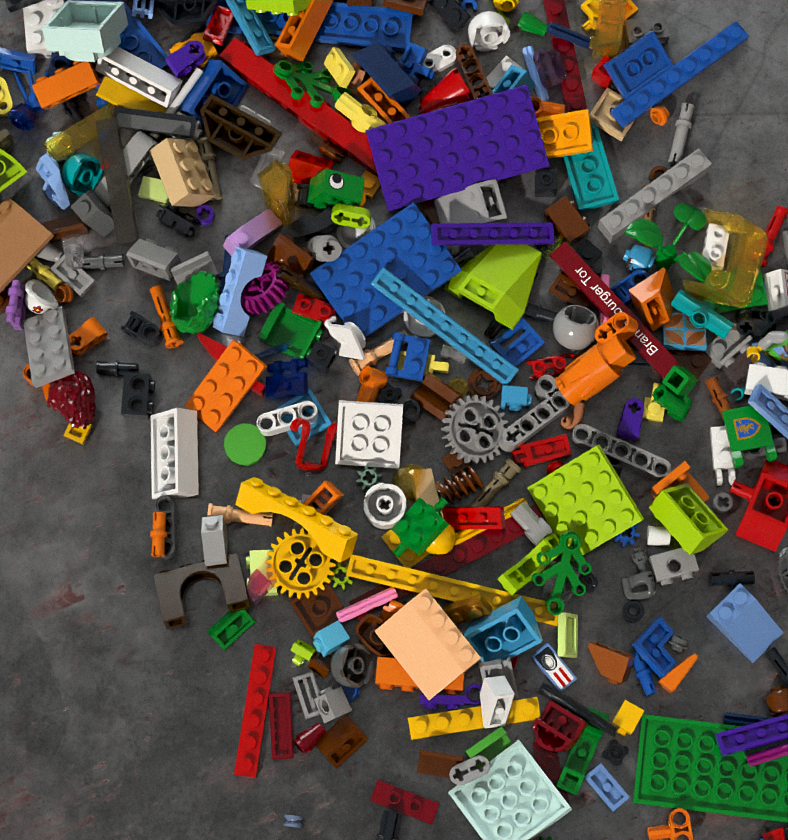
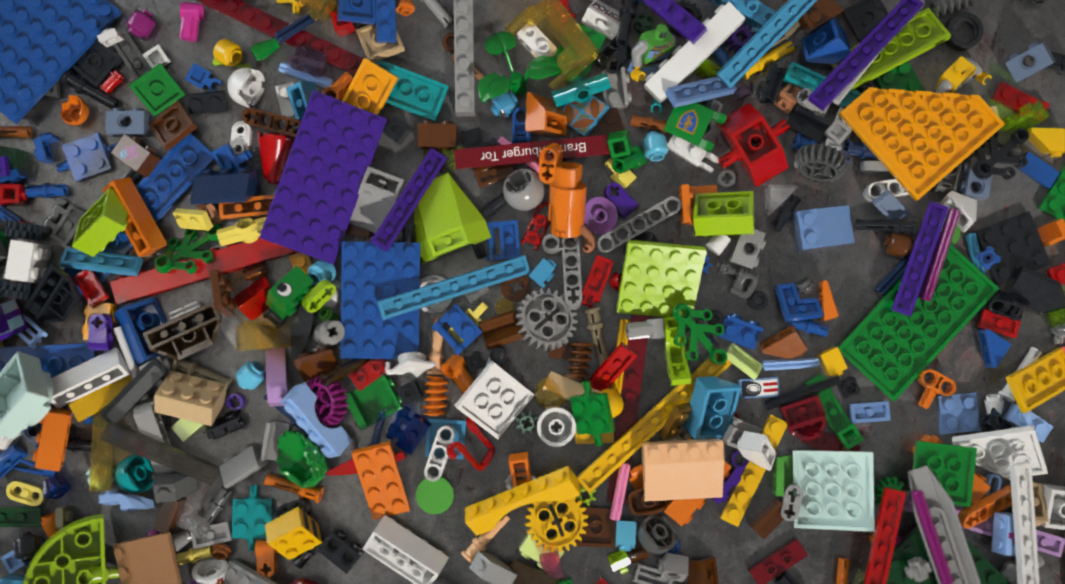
camera: 55 degrees left, 10 degrees up
(112, 300) = (250, 517): none -> teal plate
(125, 341) = (293, 533): none -> yellow brick
(238, 210) = (250, 375): none -> medium azure head
(293, 135) = (222, 293): none -> reddish brown plate
(335, 380) = (435, 396): none -> orange piece
(341, 235) = (327, 313): none -> bright green pin
(376, 206) = (322, 270): none -> medium azure head
(592, 614) = (741, 332): none -> blue bracket
(597, 682) = (794, 363): none -> light blue axle
(604, 411) = (593, 215): none -> medium lavender dish
(702, 416) = (655, 146): none -> medium azure head
(741, 558) = (775, 195): none -> clear slope

